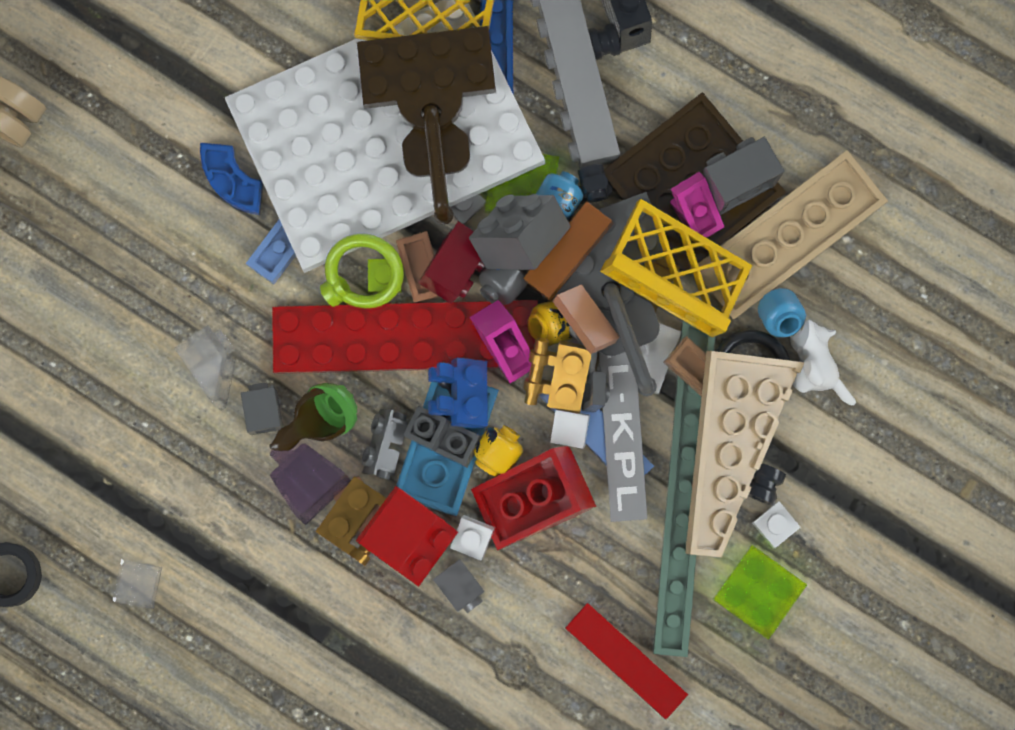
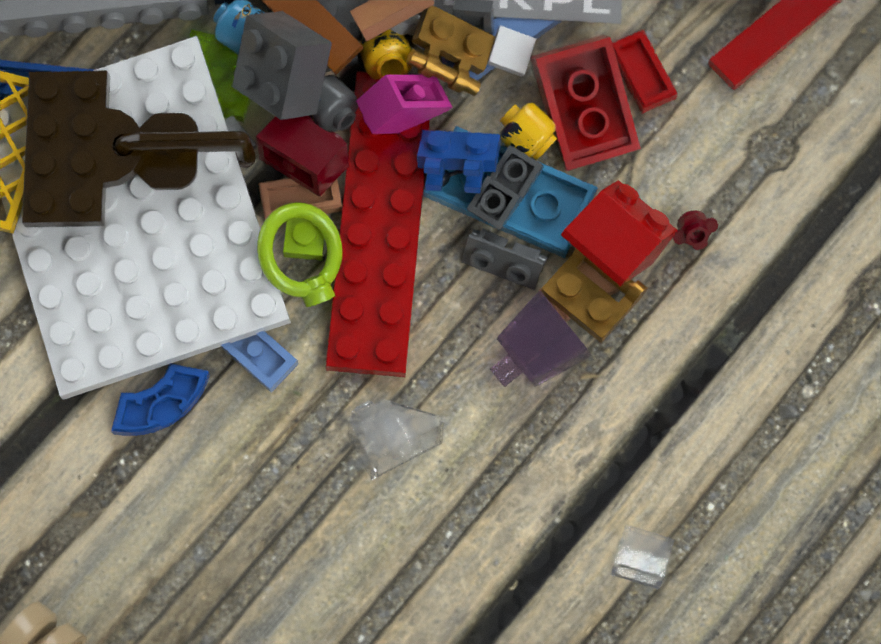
camera: 80 degrees left, 10 degrees down
(261, 409) = (449, 388): dark grey brick -> none
(319, 416) = (465, 318): piece -> none
(426, 602) = (694, 229): none -> dark red plate
(460, 587) = (679, 189): flat silver brick -> none
(472, 537) = (624, 167): white plate -> none
(571, 545) = (643, 72): none -> red tile

